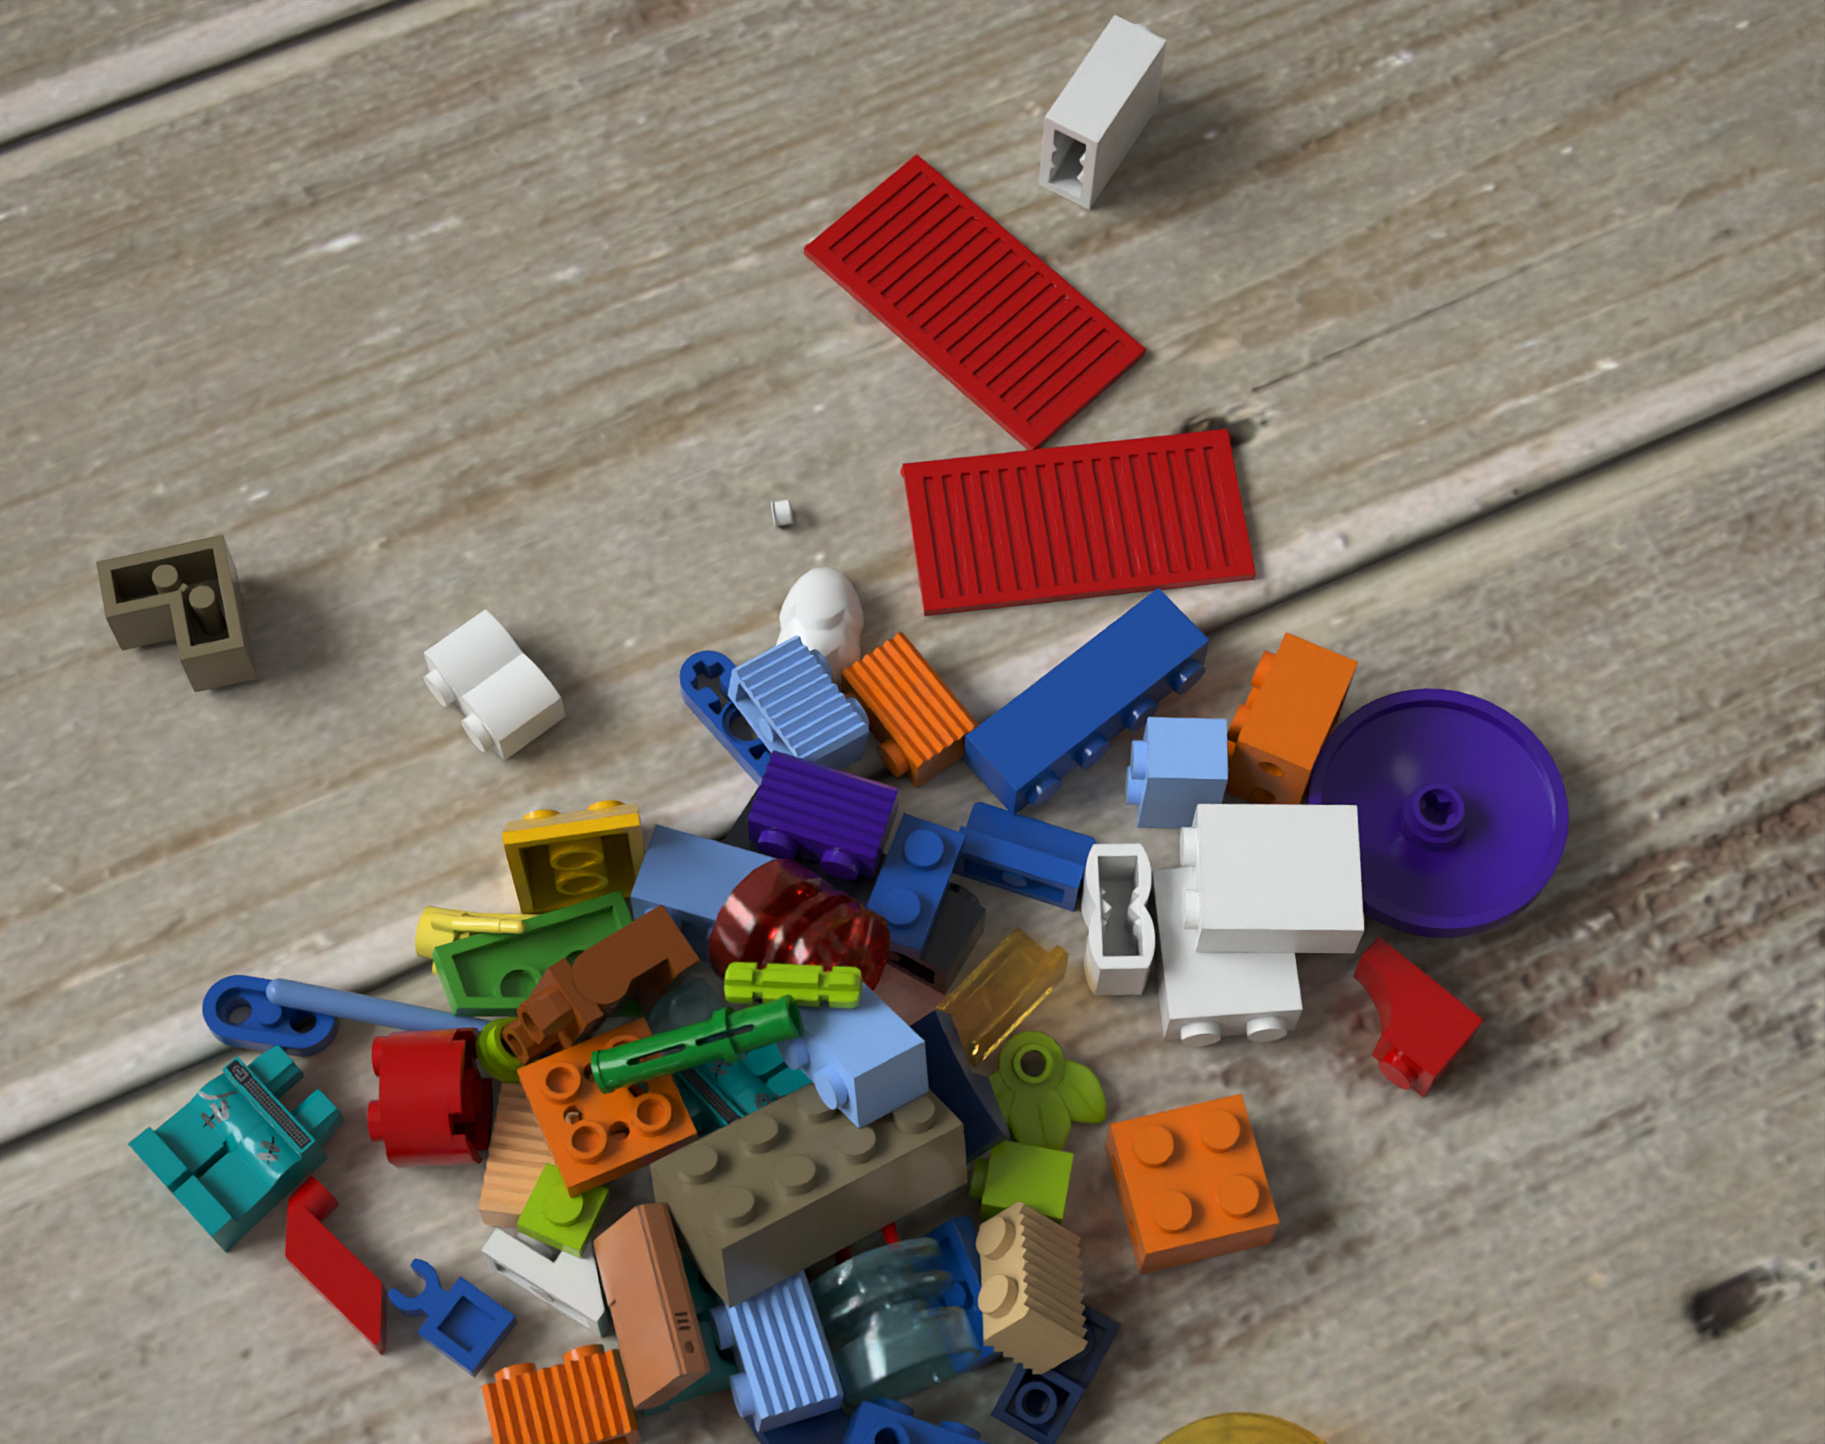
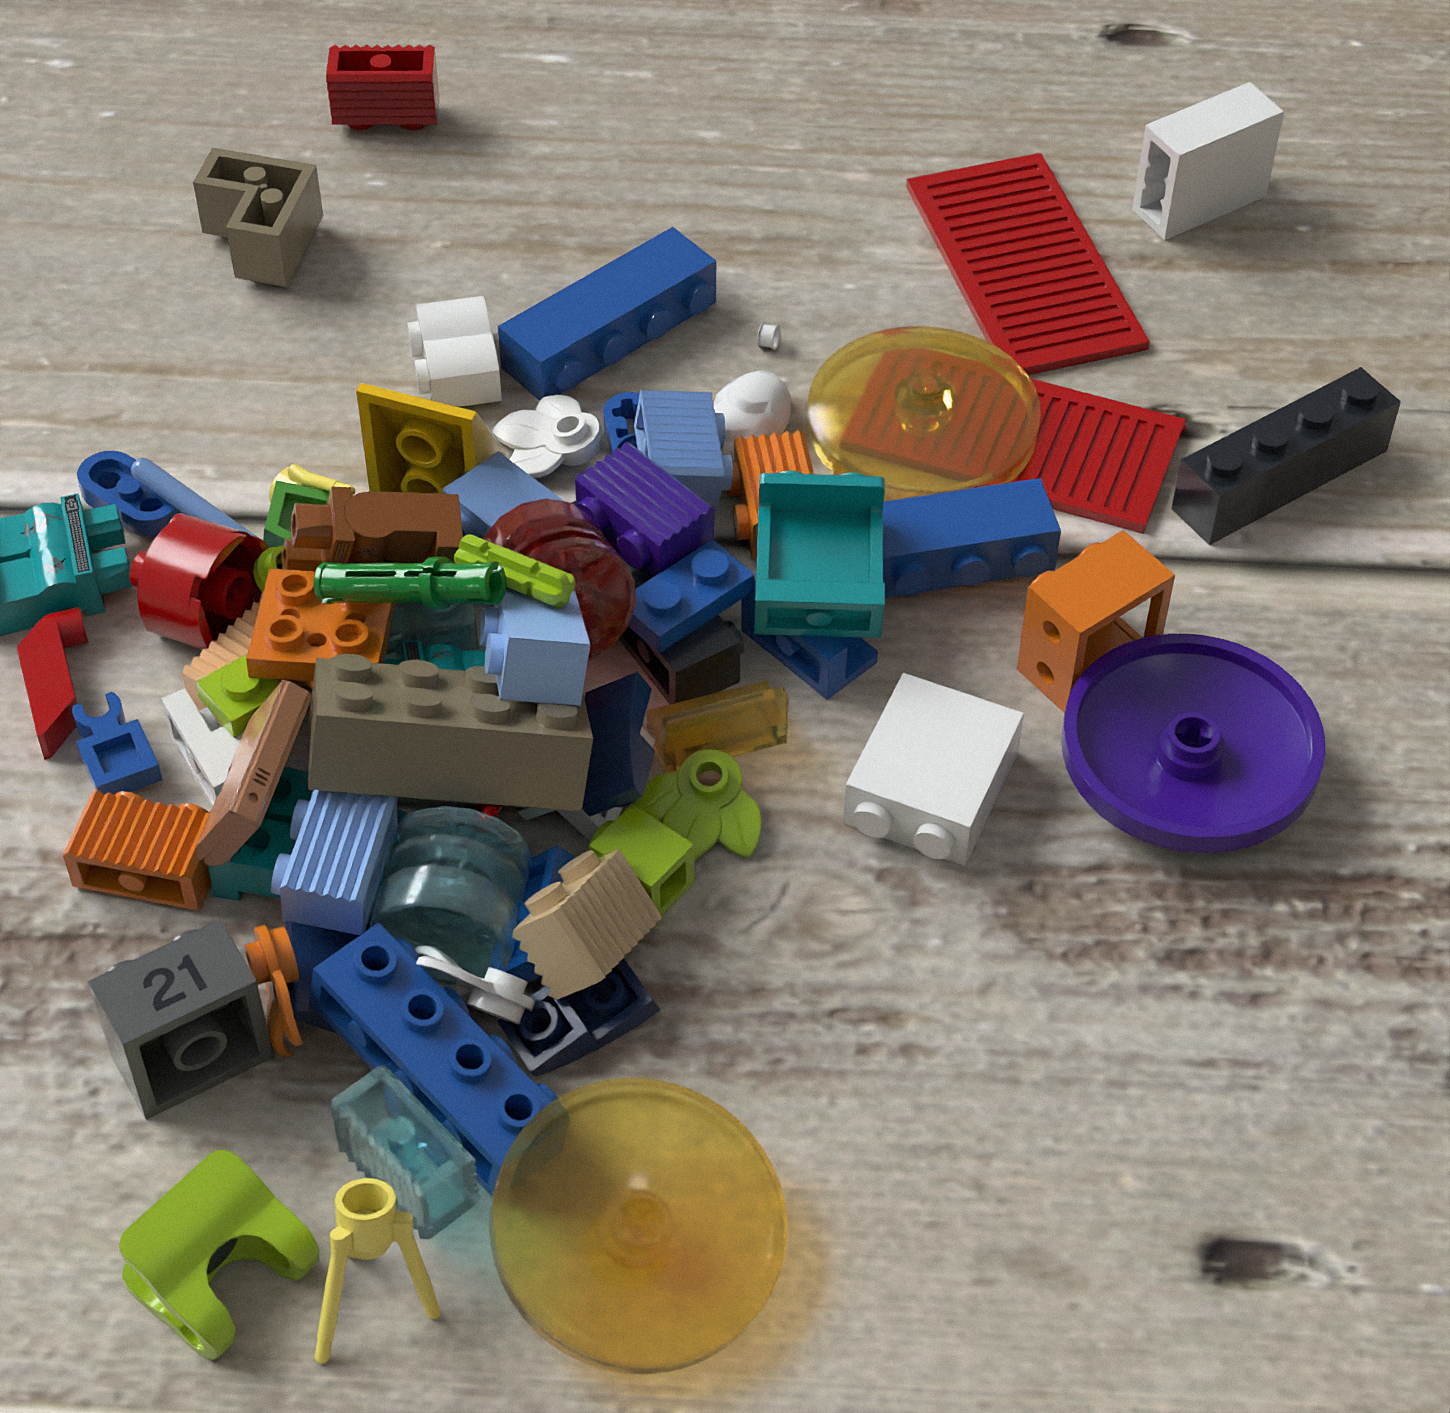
camera: 30 degrees right, 15 degrees down
(208, 380) = (383, 86): none -> red brick
(617, 567) = (607, 314): none -> blue brick
(631, 741) = (550, 435): none -> white plate
(984, 1403) = (496, 994): none -> white plate
(988, 545) = (923, 411): none -> clear yellow dish
(1017, 788) = (820, 555): none -> teal panel
(1118, 923) = (849, 699): white brick -> none
(1176, 769) = (973, 615): light blue brick -> none
(1191, 1184) = (786, 922): orange piece -> none
(1273, 878) = (1000, 709): white brick -> none
(1347, 439) = (1284, 455): none -> black brick
(1419, 1019) = (1078, 899): red arch -> none

